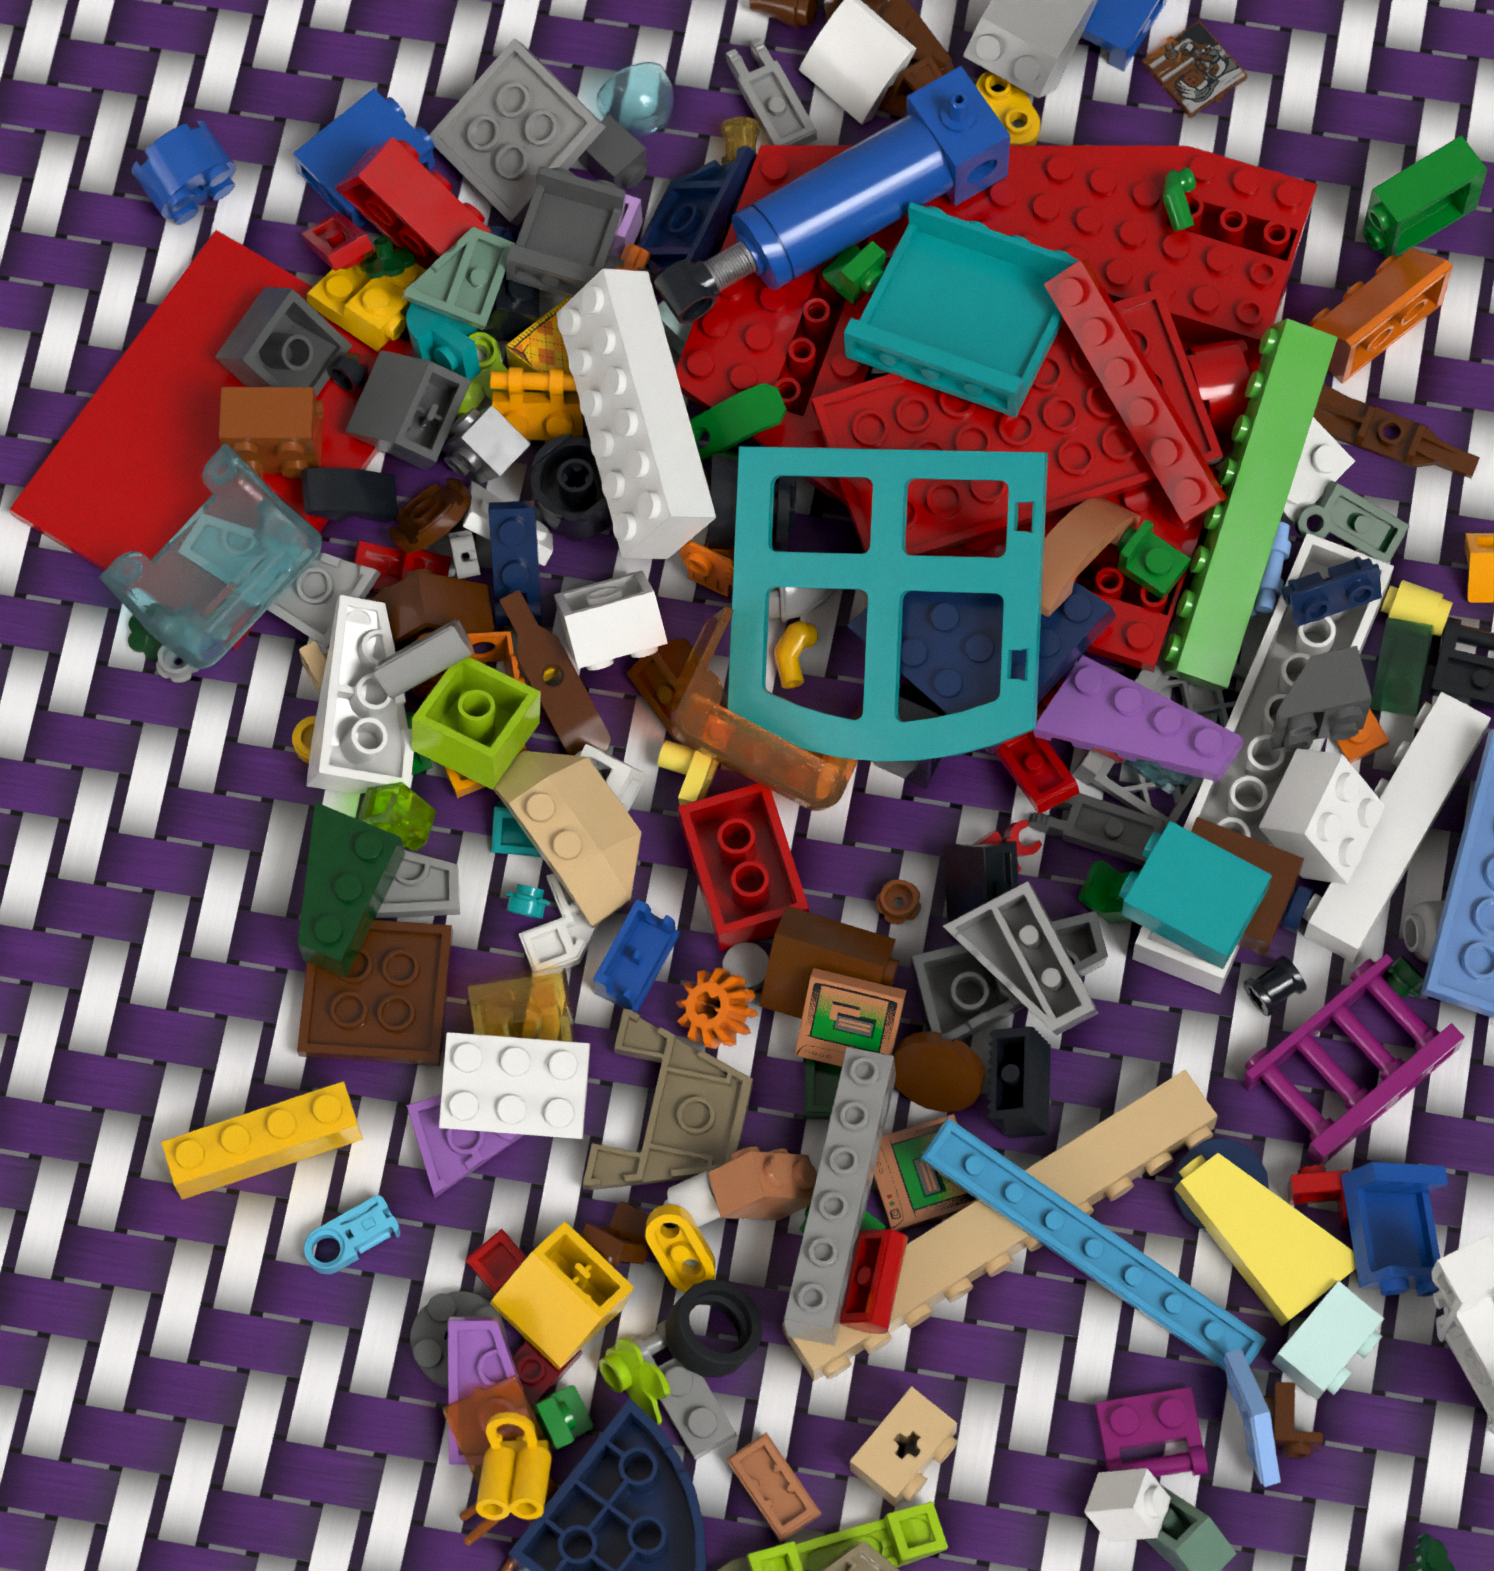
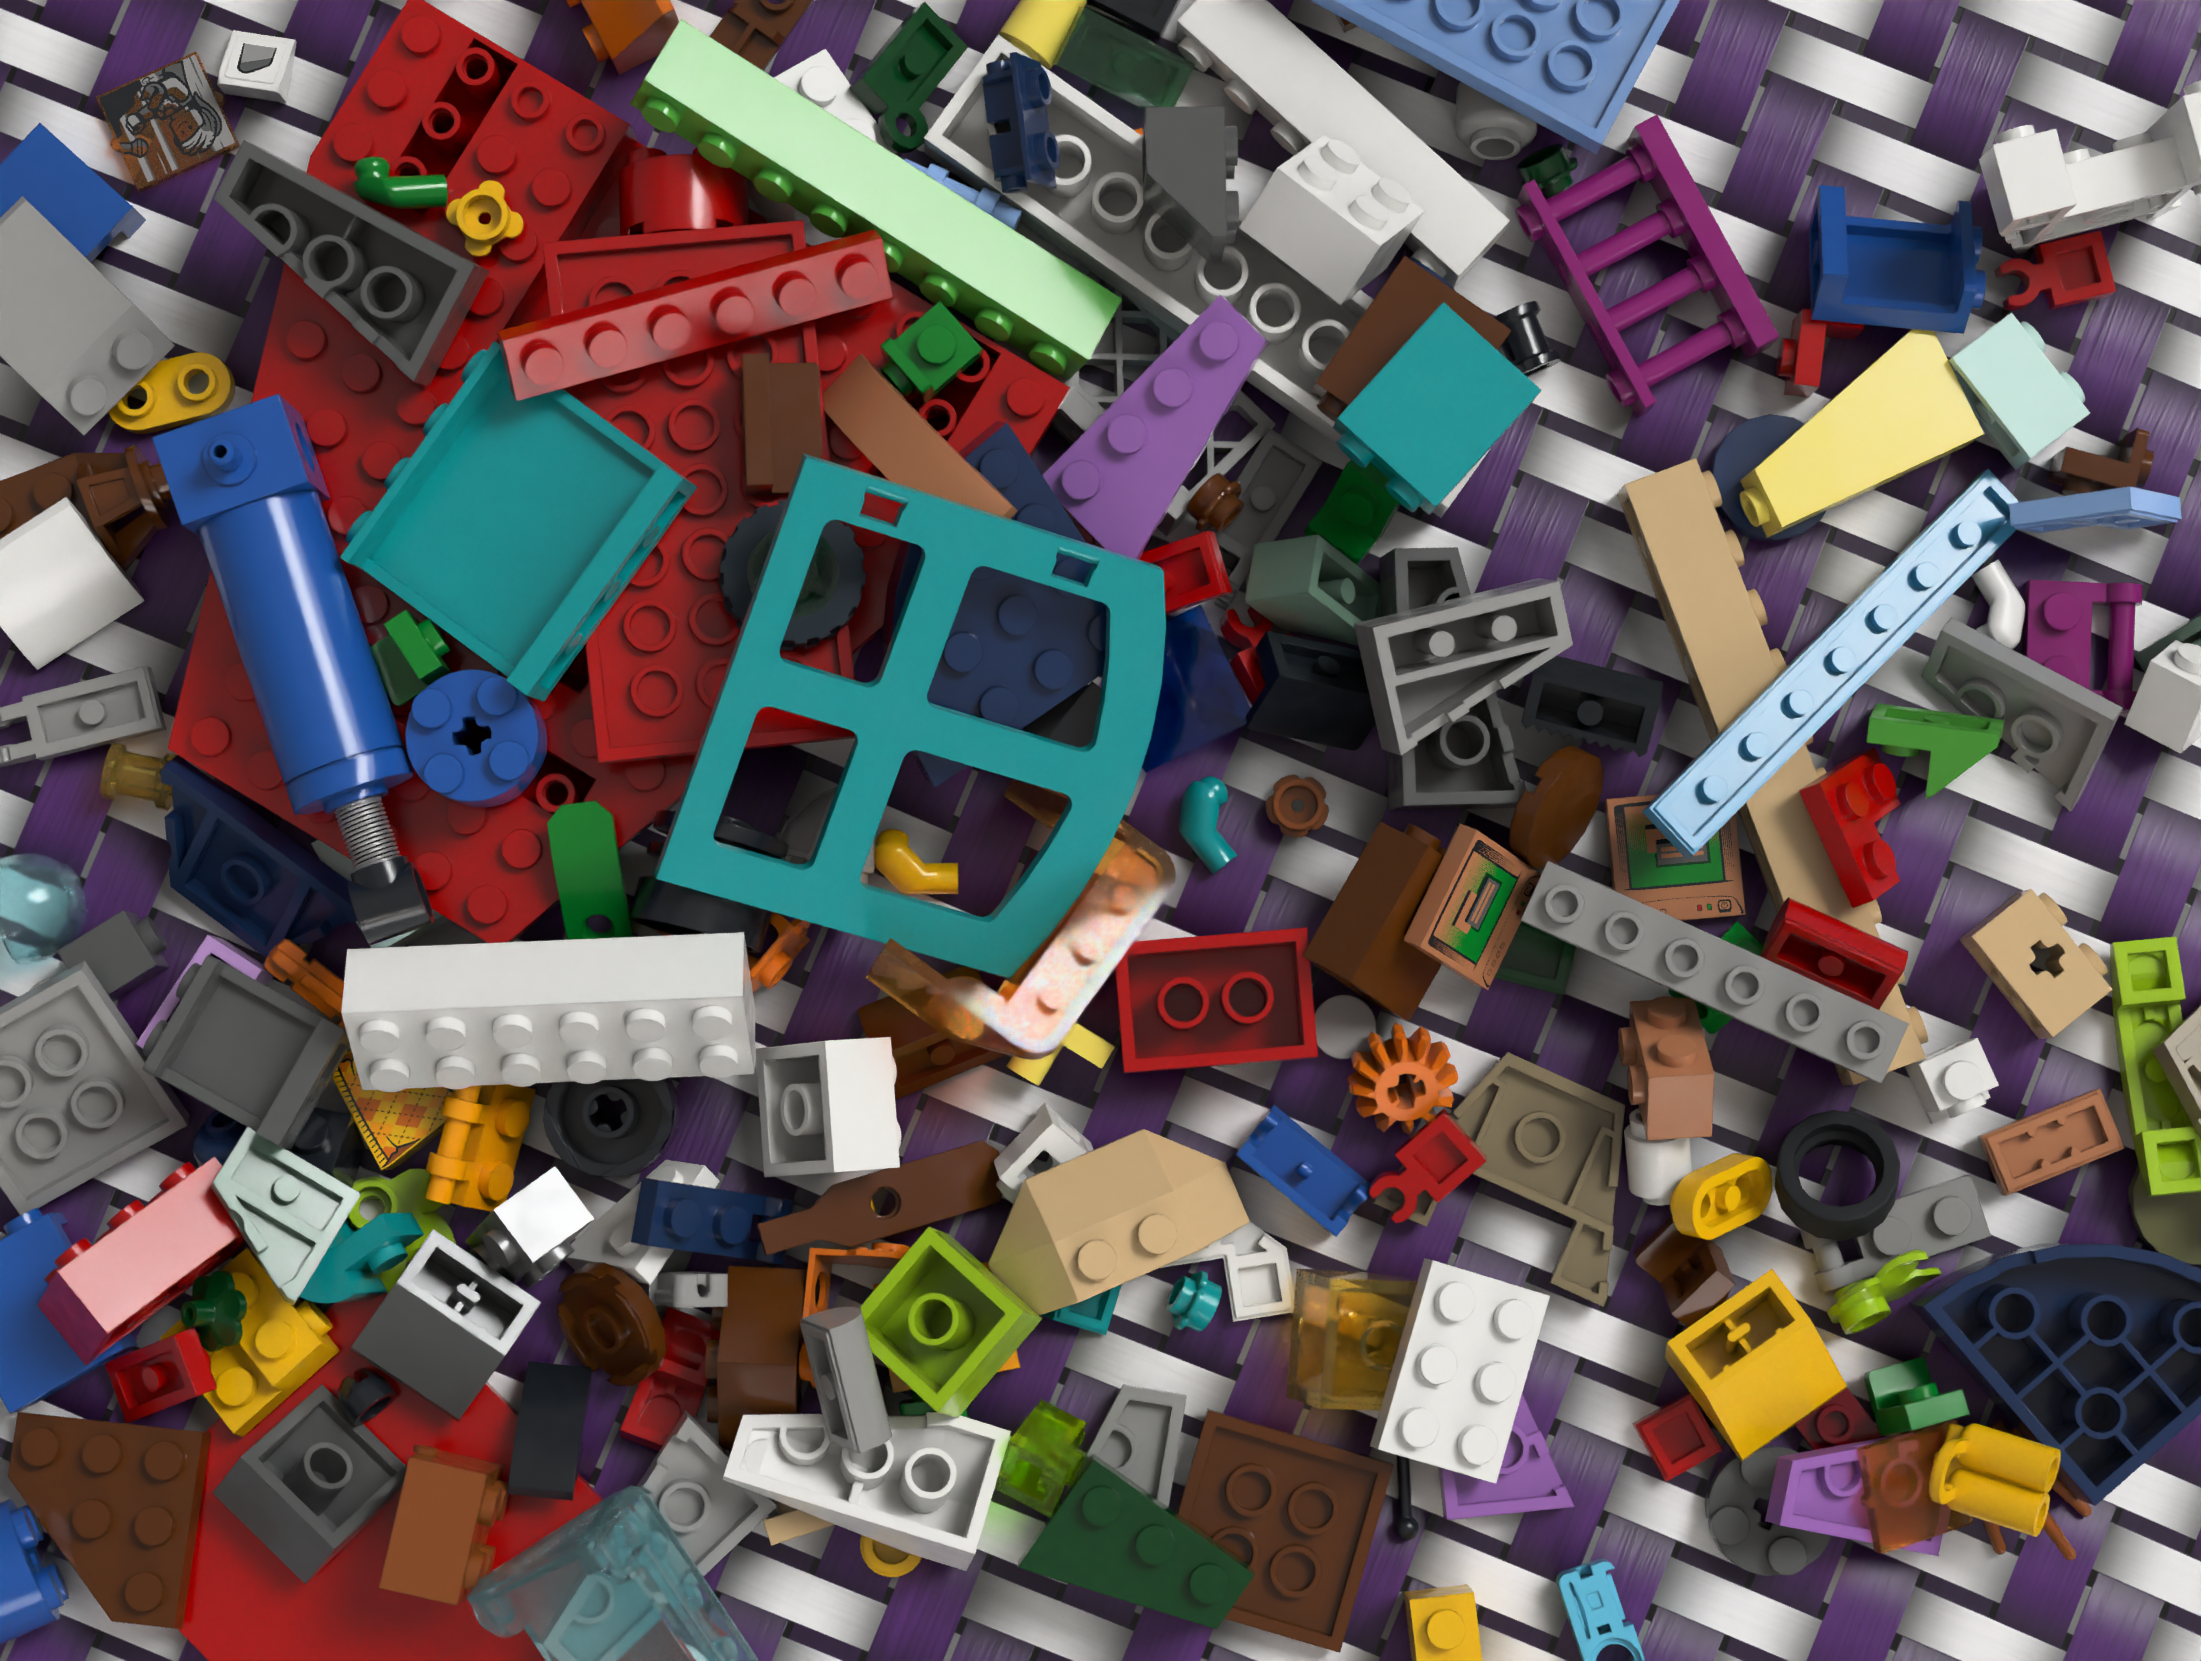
camera: 85 degrees left, 15 degrees up
(243, 237) = (117, 1507): none -> reddish brown plate
(396, 1085) = (1405, 1526): none -> black hinge
(659, 1037) = (1434, 1161): none -> red plate
(788, 315) = (445, 716): none -> blue brick
(803, 1402) = (1953, 1080): none -> white brick
(870, 836) = (1199, 822): none -> teal arm
(963, 520) = (829, 589): none -> black wheel
(964, 807) = (1197, 694): none -> clear blue wing
(976, 1273) = (1844, 812): none -> red plate
(1054, 1340) = (1952, 738): none -> bright green slope
(1057, 867) = (1311, 588): none -> sand green slope
(1080, 462) = (777, 421): none -> reddish brown panel
(1089, 1414) = (2046, 716): none -> light grey wing
(1100, 790) = (1216, 503): none -> reddish brown plate
(1116, 190) = (372, 269): none -> dark grey wedge
(1160, 1375) = (2005, 603): none -> white arm
(1174, 245) = (489, 200): none -> yellow plate
(1247, 114) = (257, 66): none -> white slope
(1430, 1368) = (2066, 271): none -> red plate

